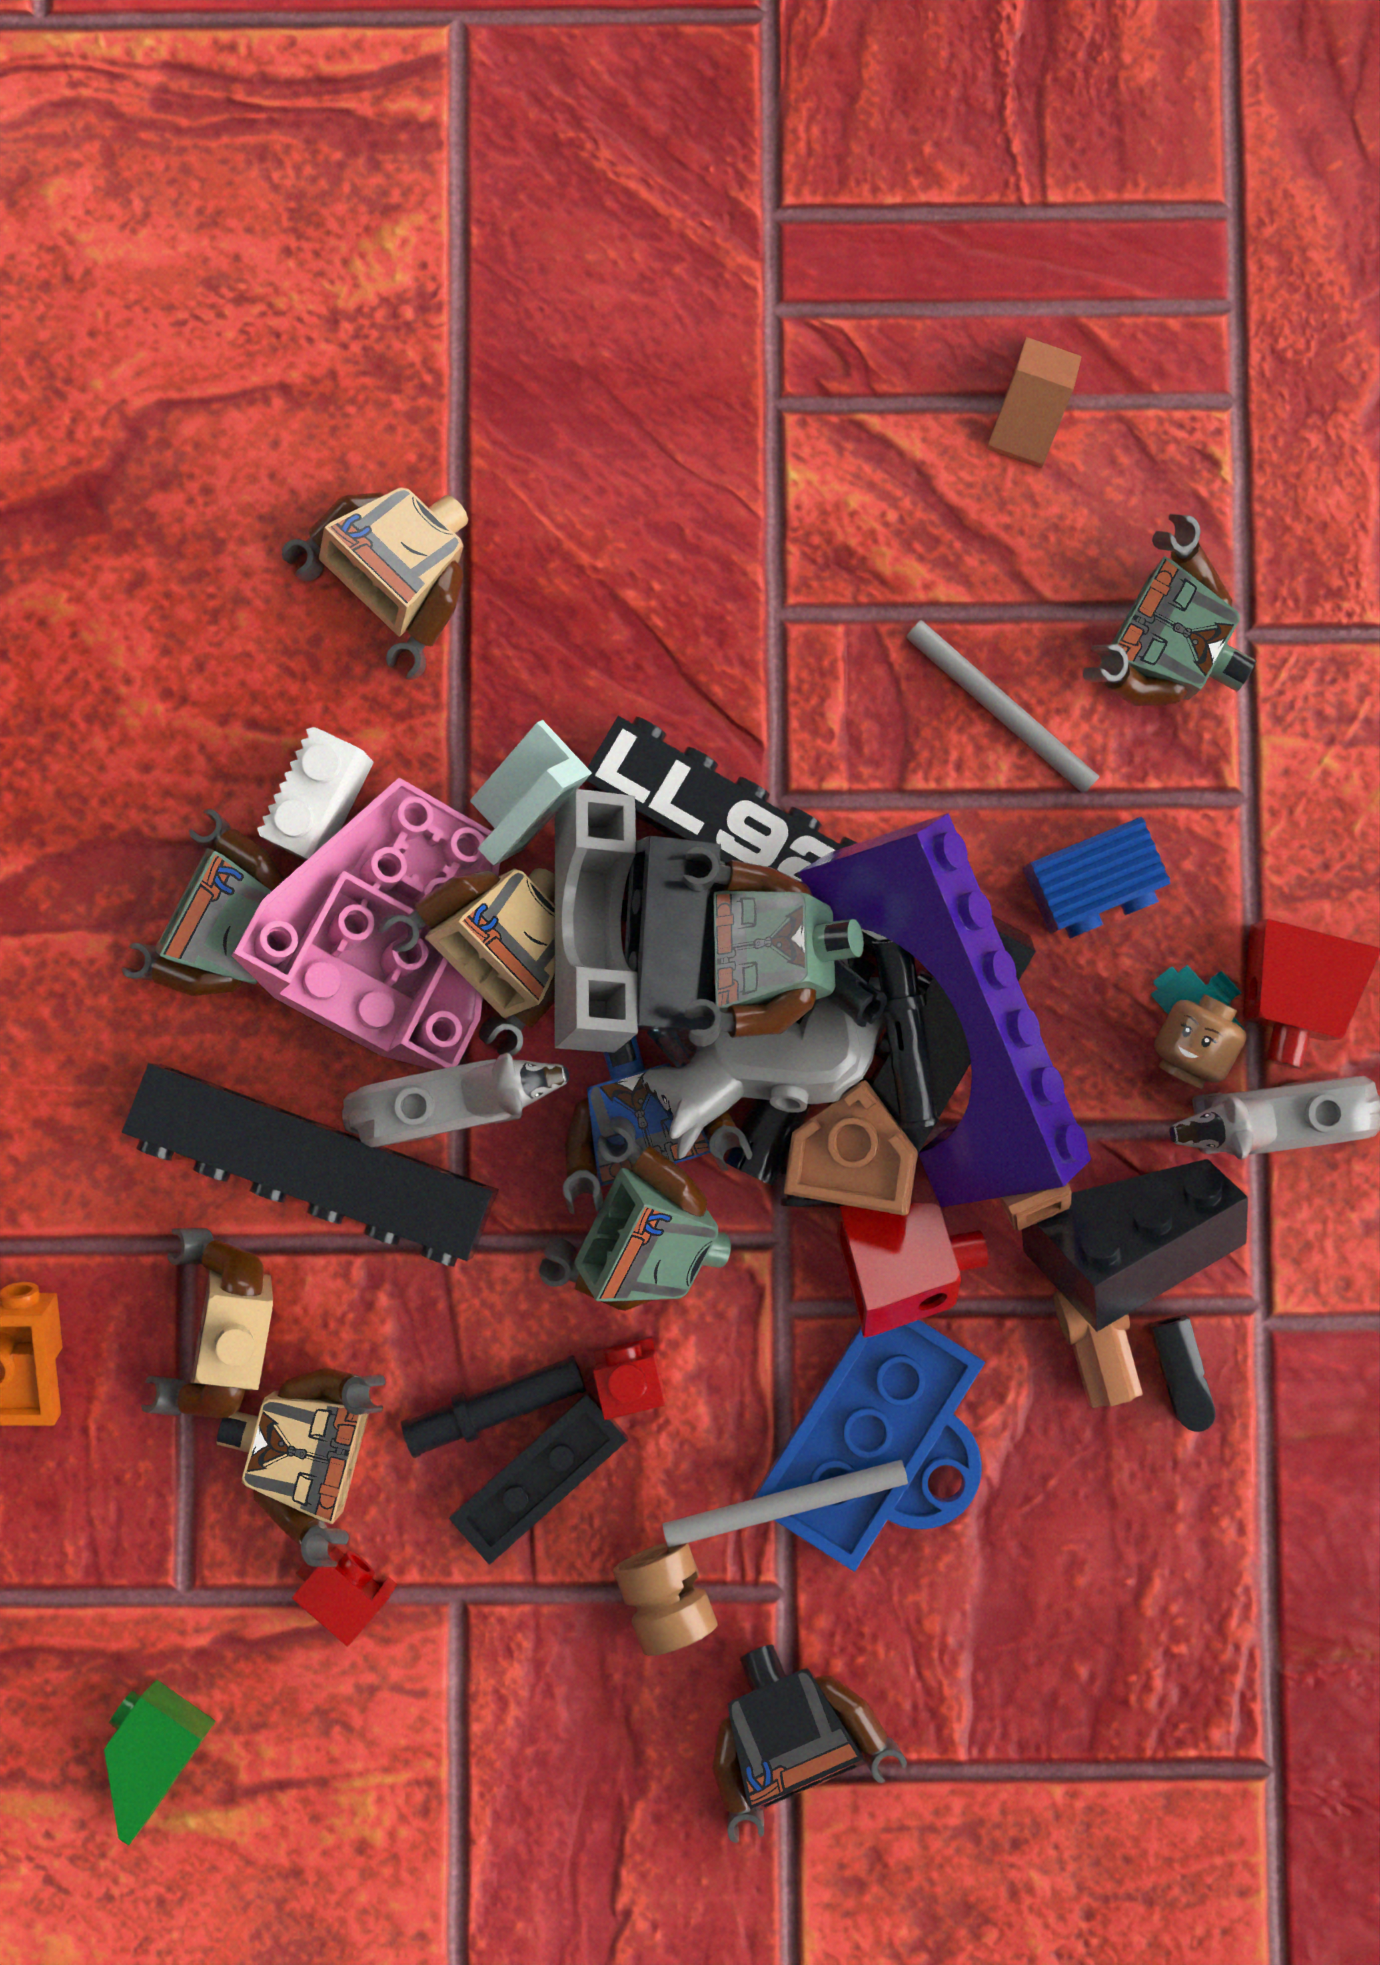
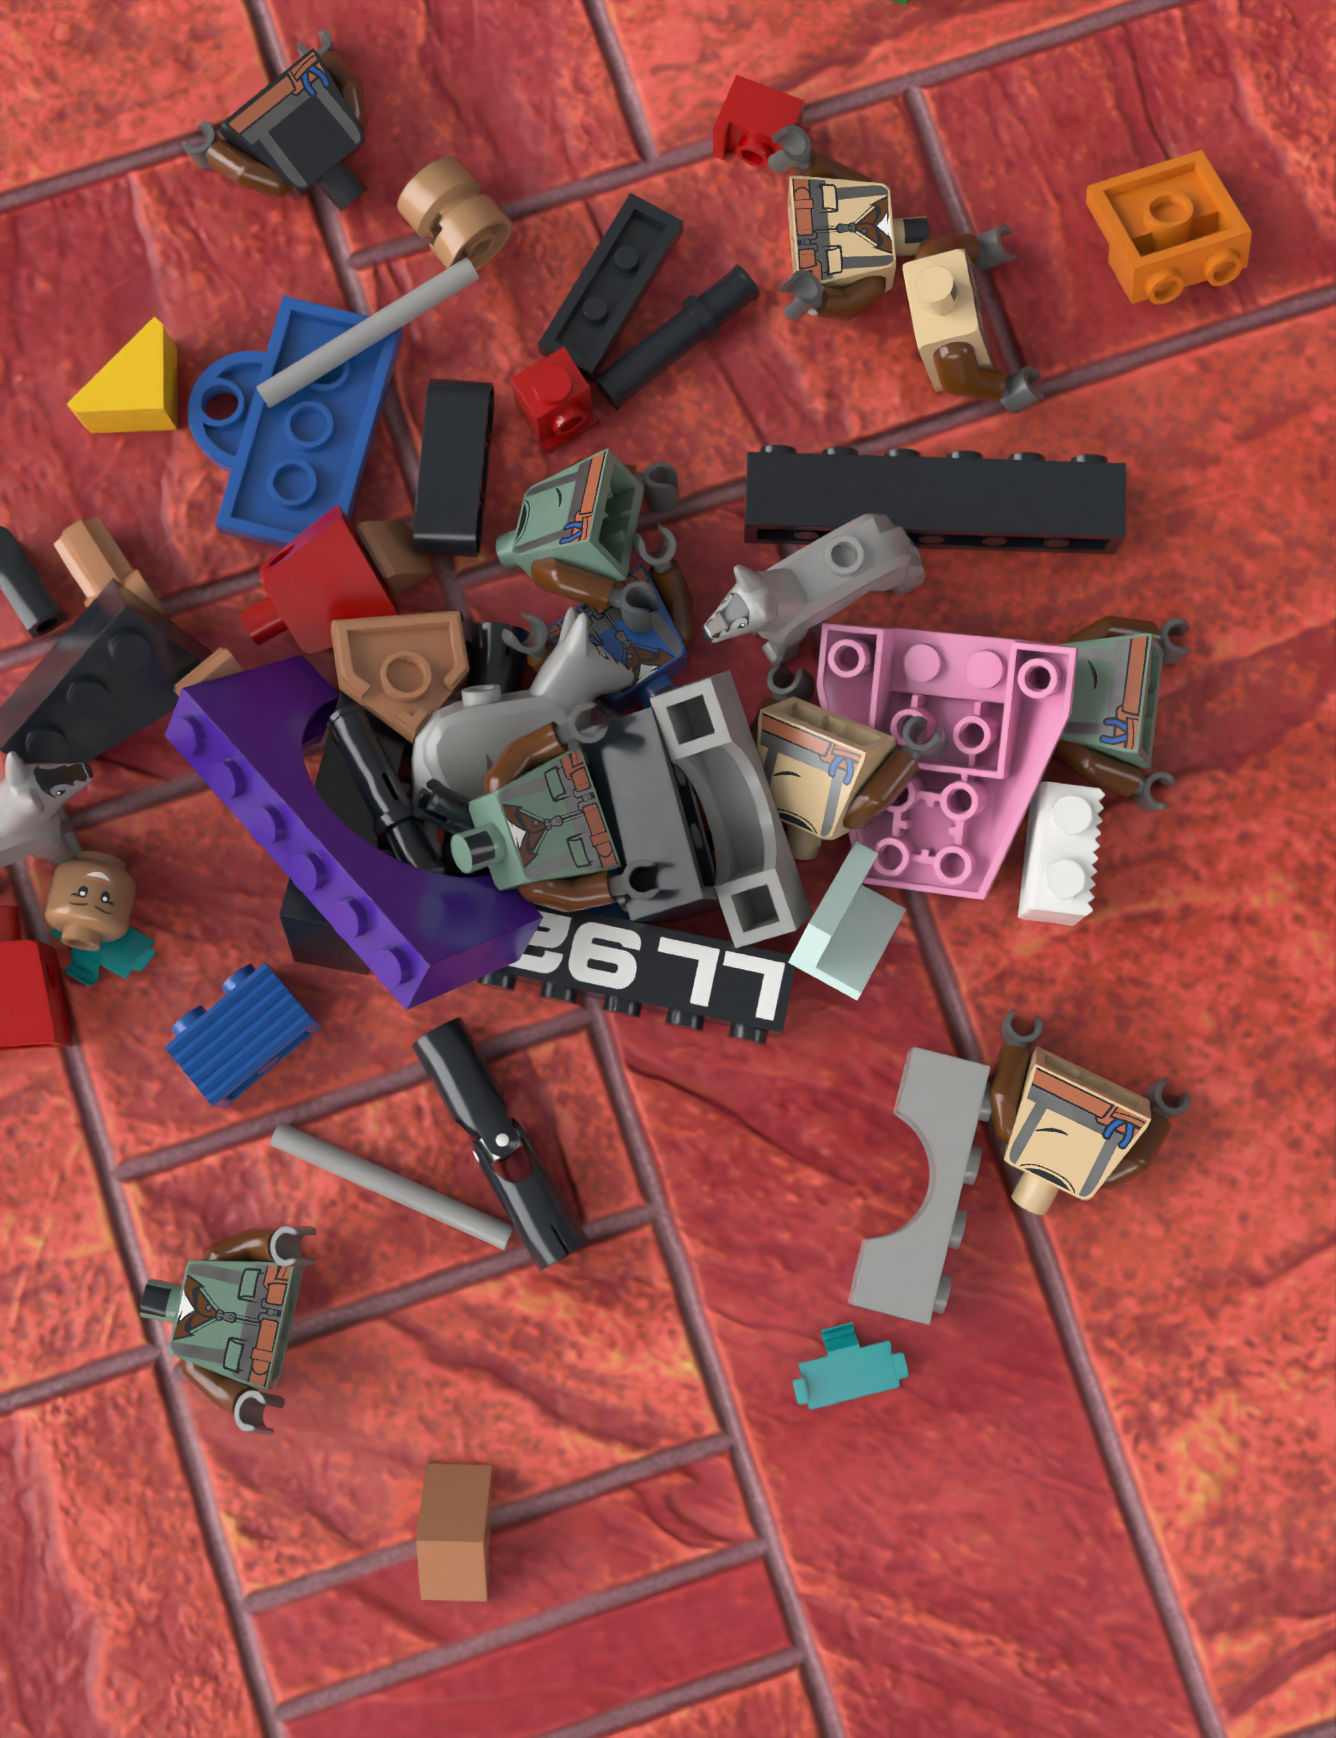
camera: 165 degrees right, 5 degrees down
(581, 491) = (903, 1269): none -> light grey arch
(658, 426) = (848, 1370): none -> teal piece
(744, 1346) = (453, 467): none -> black beam
(824, 1282) = (394, 554): none -> nougat slope
(905, 750) = (479, 1106): none -> black piece
(1020, 1527) = (134, 388): none -> yellow slope

